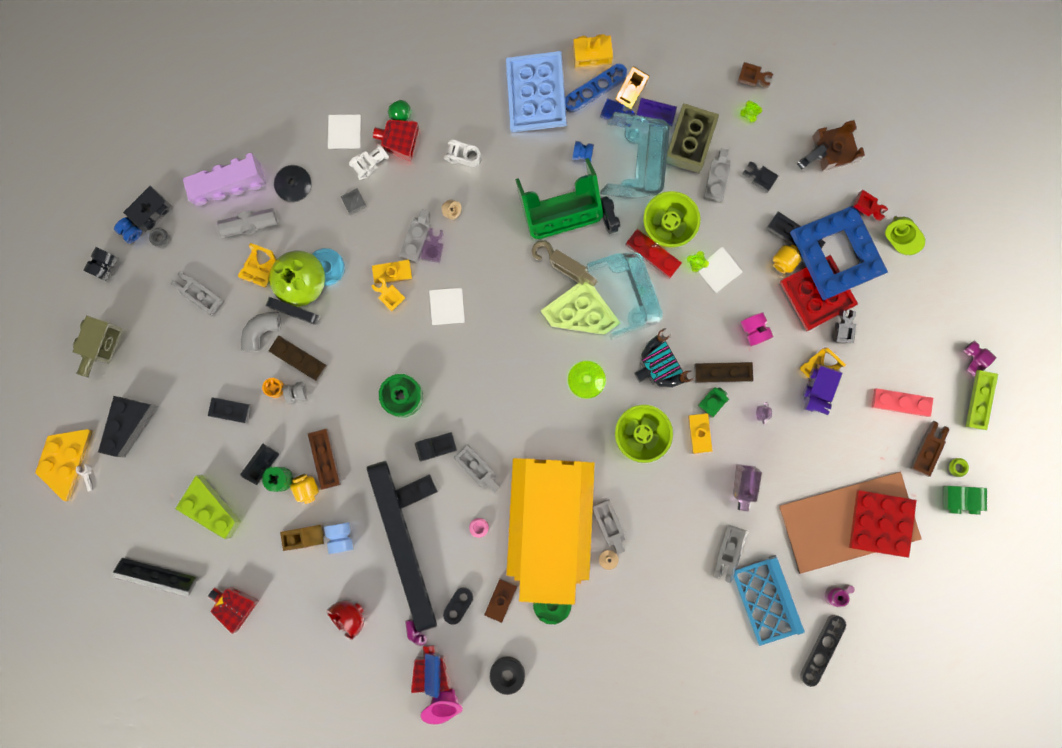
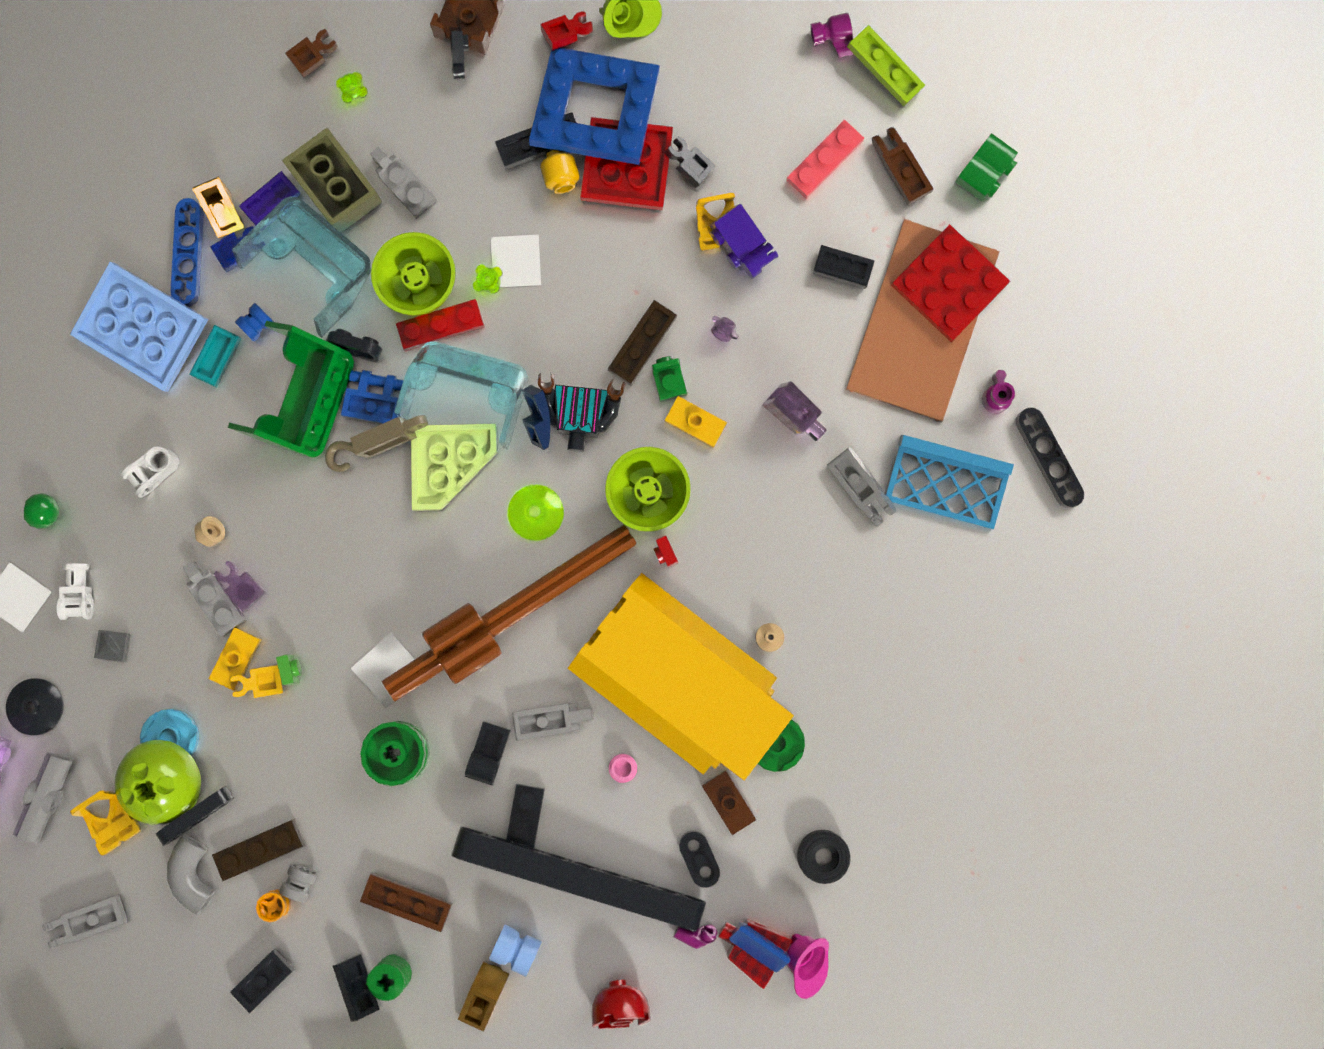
camera: 55 degrees left, 0 degrees up
(304, 488) = (425, 952): yellow head -> none
(398, 138) = (73, 535): red torso -> none
(406, 305) = (289, 669): none -> bright green plate
(443, 359) = (380, 663): none -> white sticker
(446, 306) = (325, 620): white sticker -> none
(489, 392) = (467, 642): none -> dark orange axle
(549, 144) = (215, 356): none -> teal tile
(581, 247) = (371, 406): none -> blue plate
(592, 50) = (138, 223): yellow brick -> none
(609, 525) = (729, 607): light grey hinge -> none
(615, 467) = (665, 552): none -> red plate
(638, 346) = (538, 422): none -> dark blue slope
(756, 329) = (618, 266): dark pink wheel -> none
(763, 178) = (443, 130): black plate -> none
(848, 456) = (843, 266): none -> black plate
(963, 470) = (949, 141): lime plate -> none

